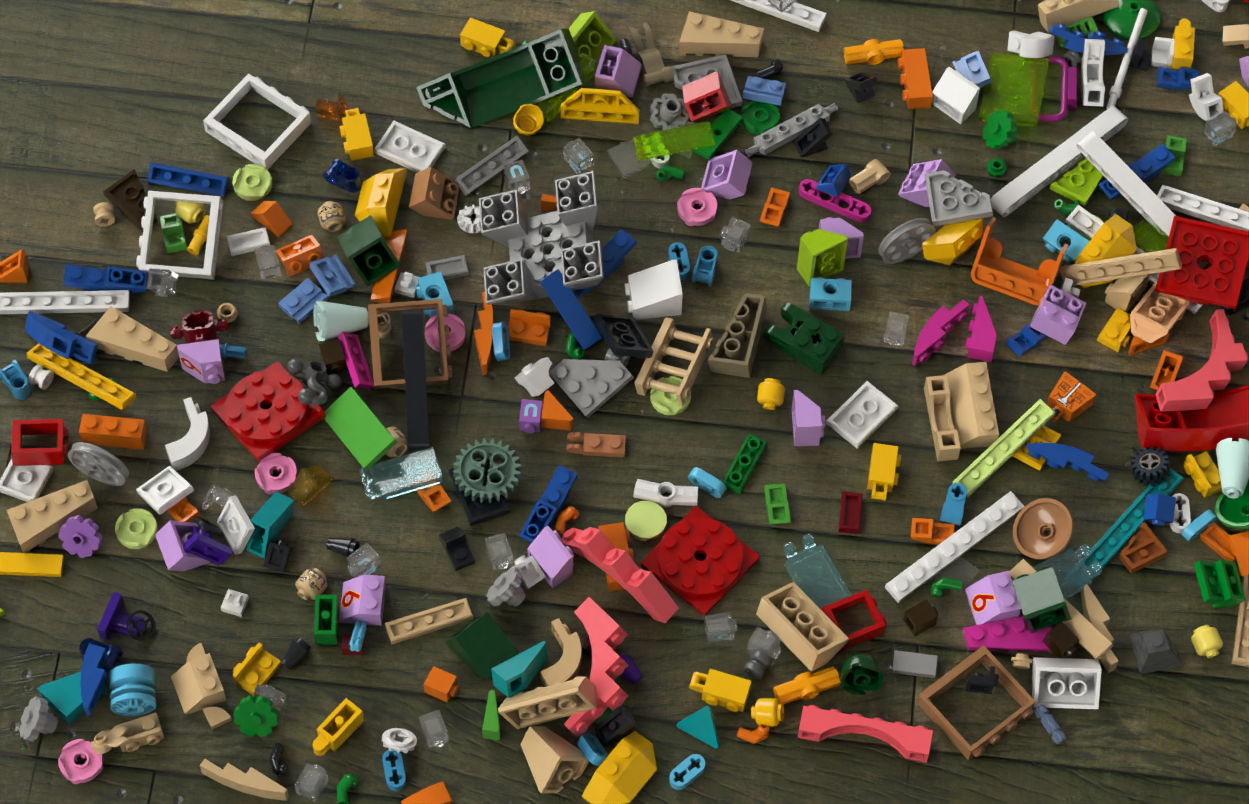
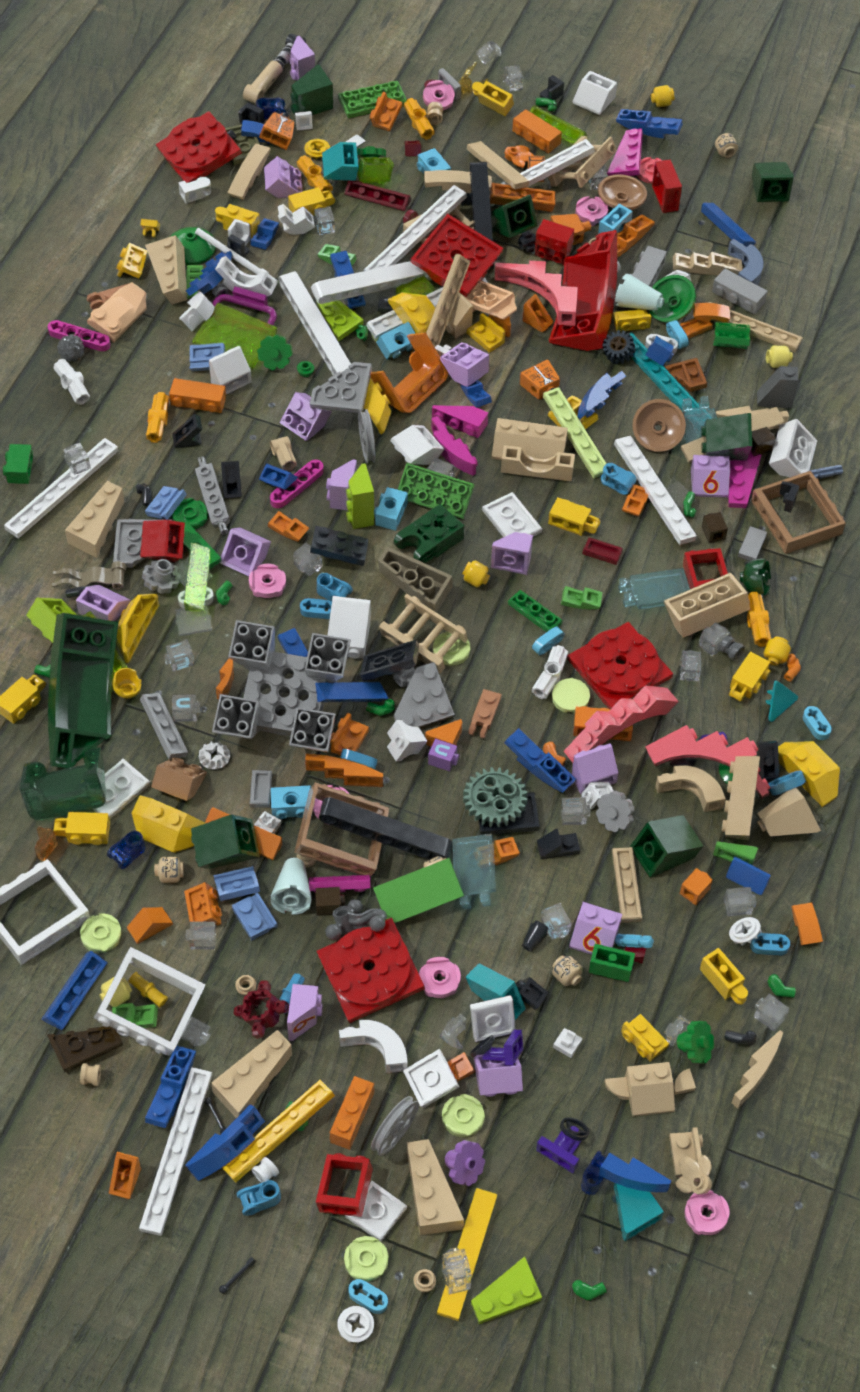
camera: 75 degrees left, 5 degrees down
(37, 720) = (658, 1243): light grey plant -> none
(132, 689) = (649, 1144): medium azure wheel -> none
(248, 241) = (169, 948): white tile -> none
(296, 653) = (635, 998): black cone -> none
(309, 483) = (459, 951): clear yellow slope -> none
(391, 100) = (64, 790): none -> clear green windscreen
(468, 734) = (748, 876): none -> blue slope
(520, 670) = (703, 817): teal slope -> none
(759, 257) = (339, 545): none -> black plate
(867, 328) = (433, 488): none -> bright green tile
(910, 741) = (796, 616): coral arch -> none
(918, 294) = (417, 445): none -> white slope
(1021, 661) = (768, 474): tan plate -> none

